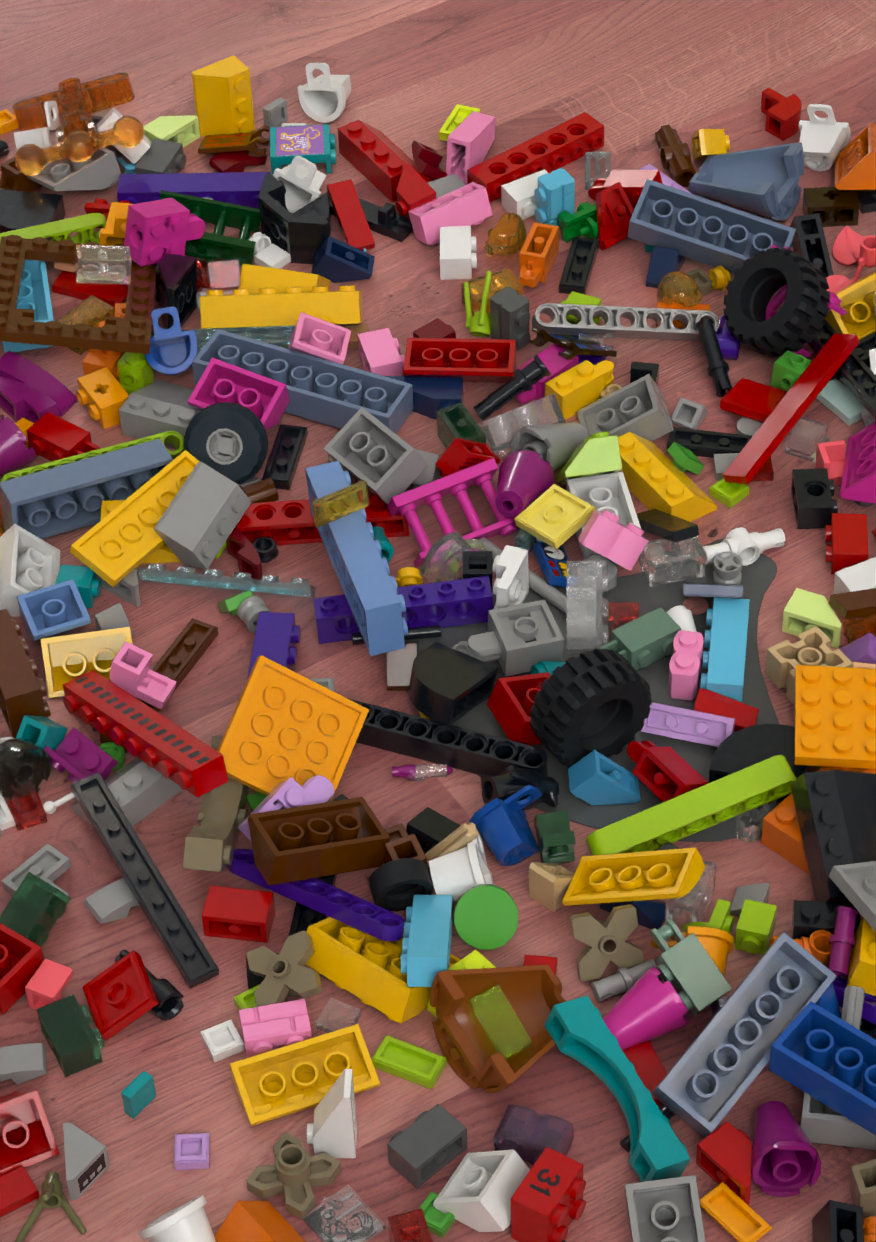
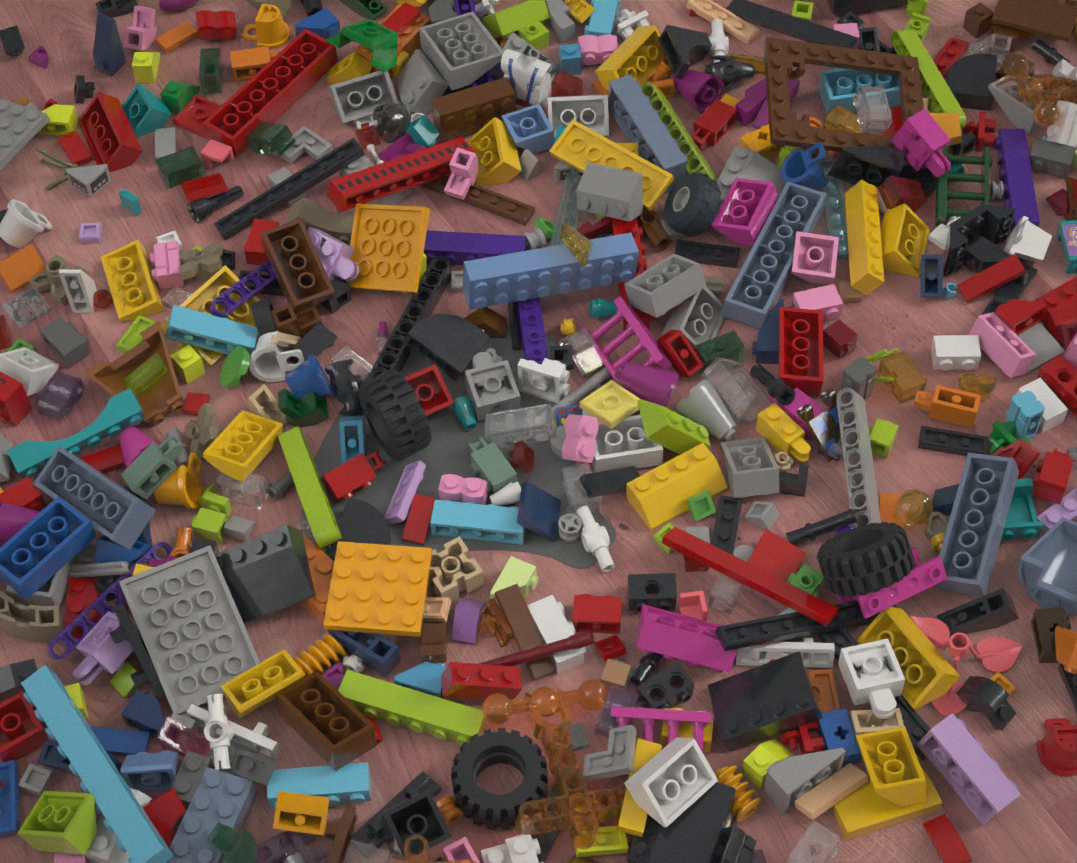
camera: 90 degrees right, 10 degrees up
(464, 800) = (359, 365): none -> clear tile

